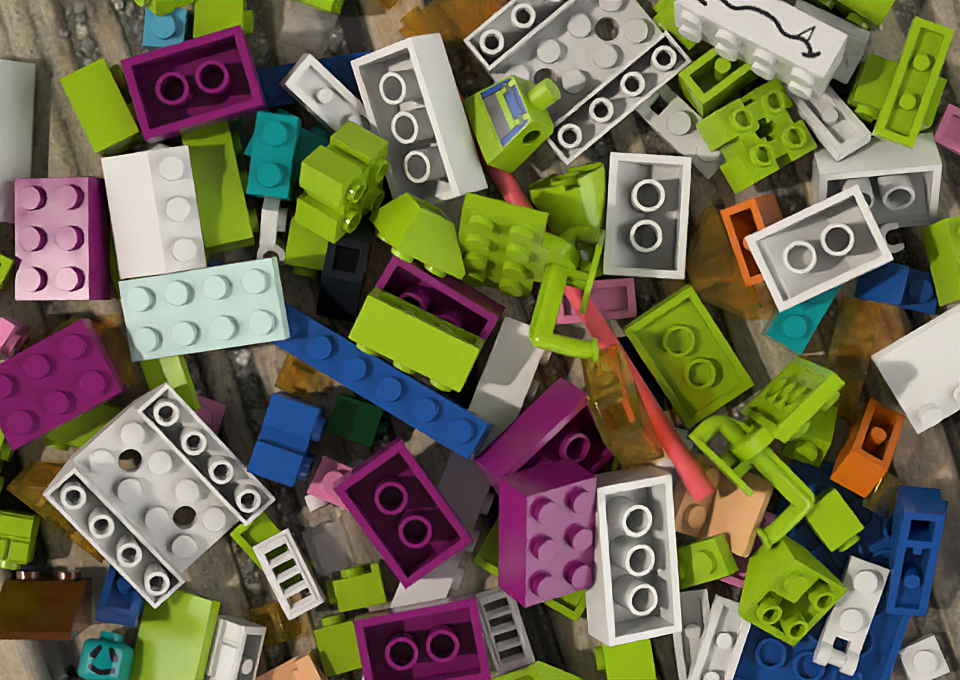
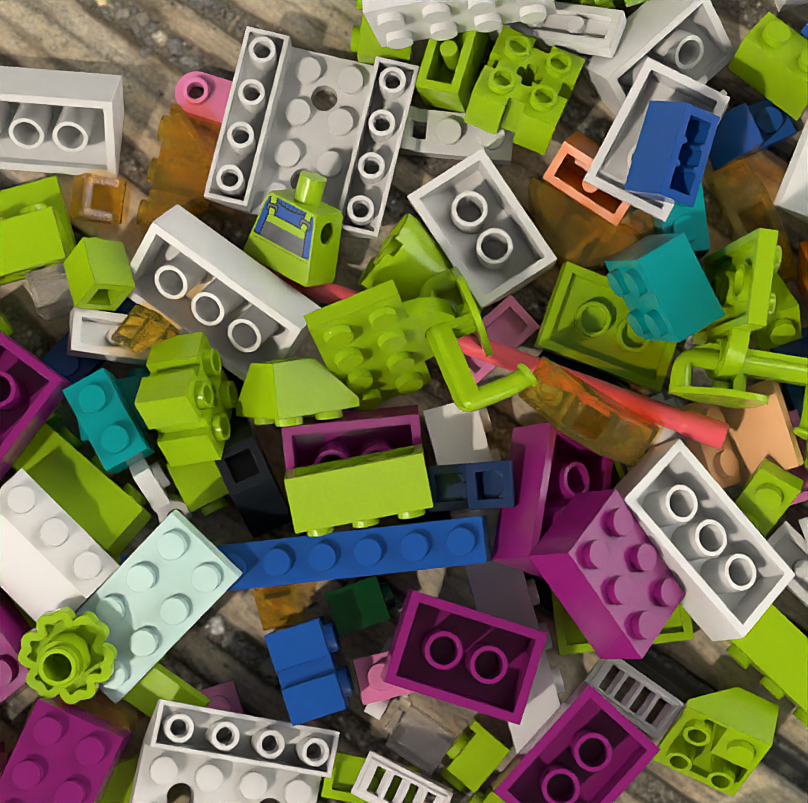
camera: 35 degrees left, 5 degrees down
(124, 303) = (67, 655): none -> lime plant
(345, 42) = (98, 274): none -> lime brick
(346, 107) = (143, 329): none -> clear yellow slope
(499, 396) = (472, 486): none -> dark blue slope
(742, 358) = (663, 288): none -> teal brick
(819, 268) = (672, 152): none -> blue brick

